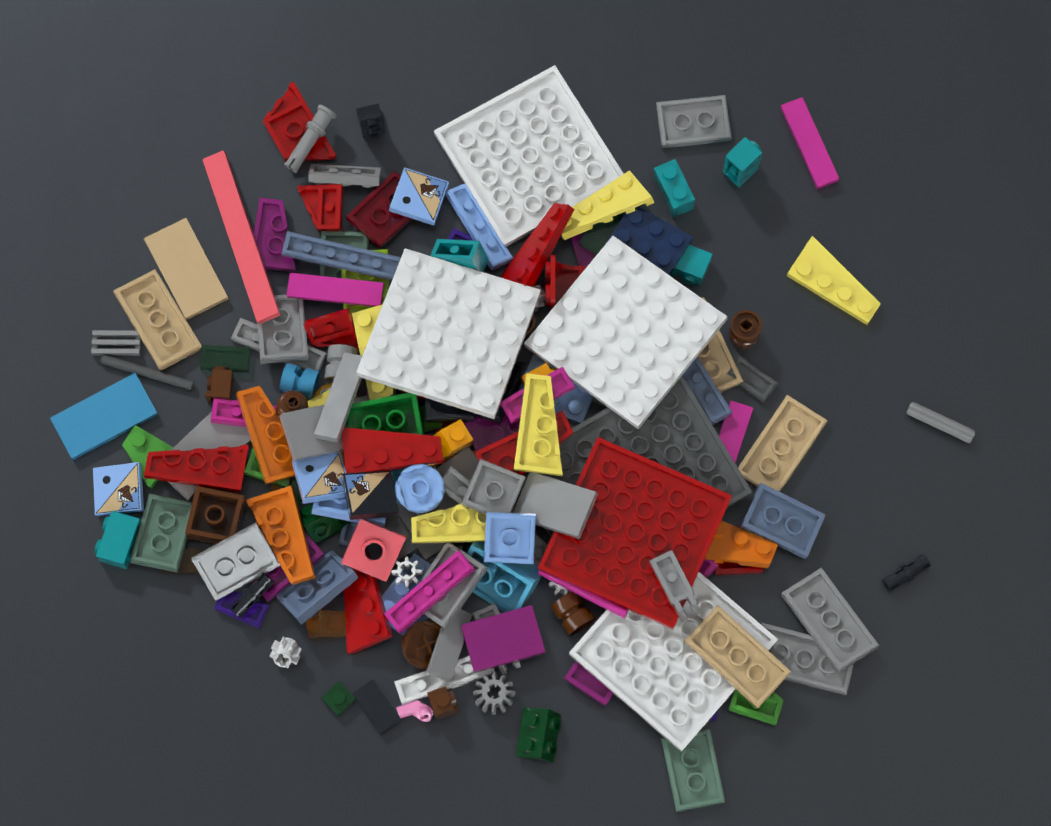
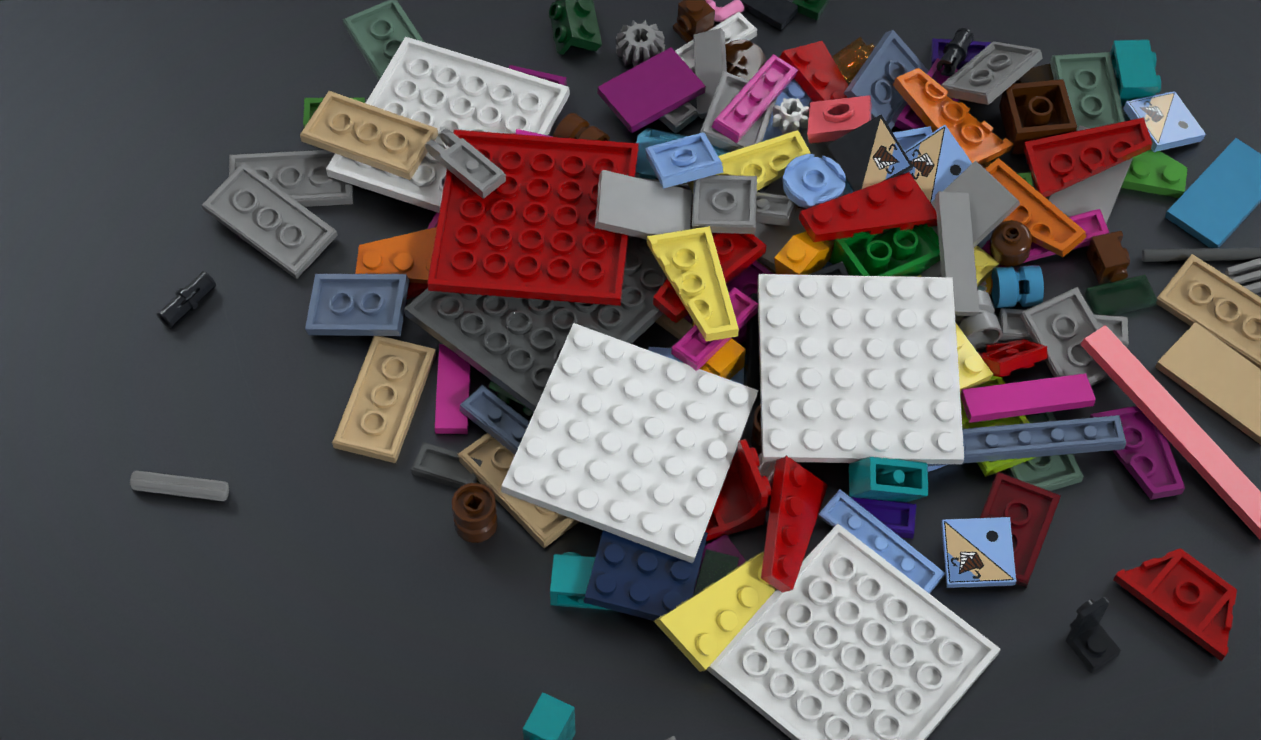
camera: 160 degrees right, 15 degrees down
(285, 652) = (889, 17): white gear -> none
(315, 129) = (1160, 588): light grey pin -> none
(324, 205) = (1096, 508): red wing -> none
(344, 175) = (1090, 554): light grey plate -> none
(673, 188) = (635, 673): teal brick -> none
(830, 280) = (384, 626): light yellow wing -> none

